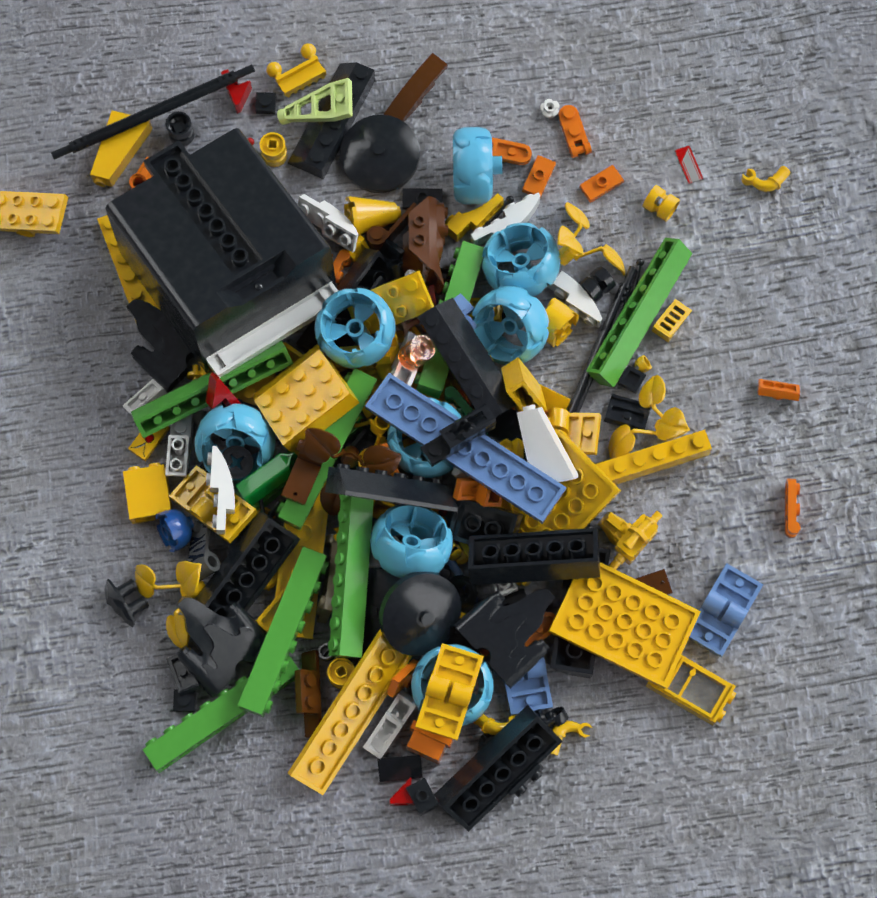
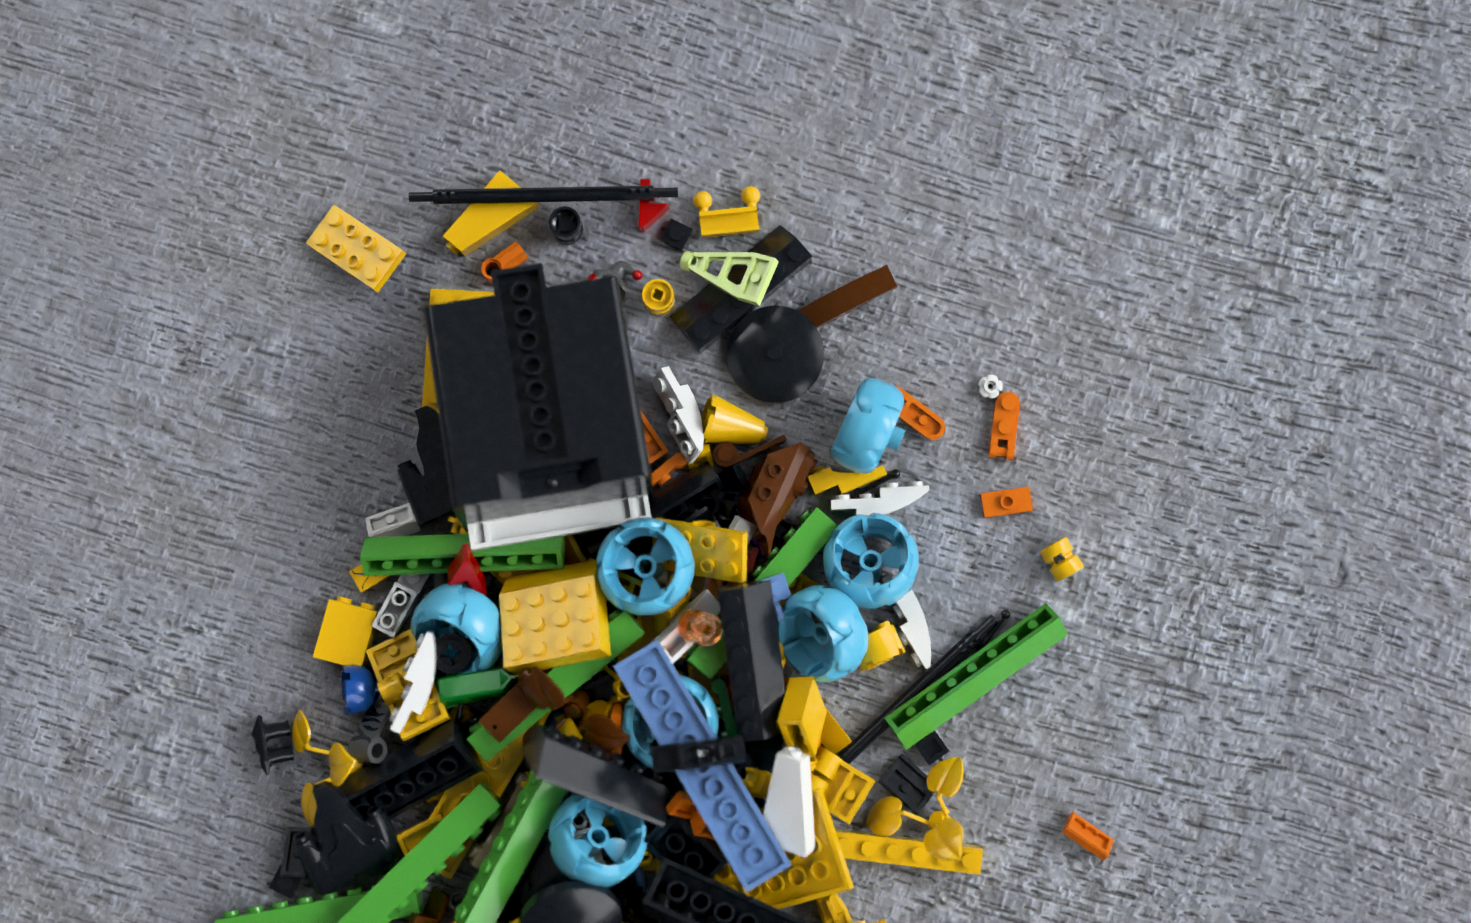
camera: 25 degrees right, 10 degrees up
(417, 195) = (798, 428): black plate -> none
(539, 176) = (940, 462): orange plate -> none
(572, 247) = (932, 567): yellow plant -> none
(598, 283) = (944, 621): black wheel -> none
(643, 364) = (952, 735): yellow hinge -> none
(661, 331) = (992, 711): yellow slope -> none
(689, 164) = (1115, 523): sticker -> none
(771, 184) = (1195, 591): yellow piece -> none

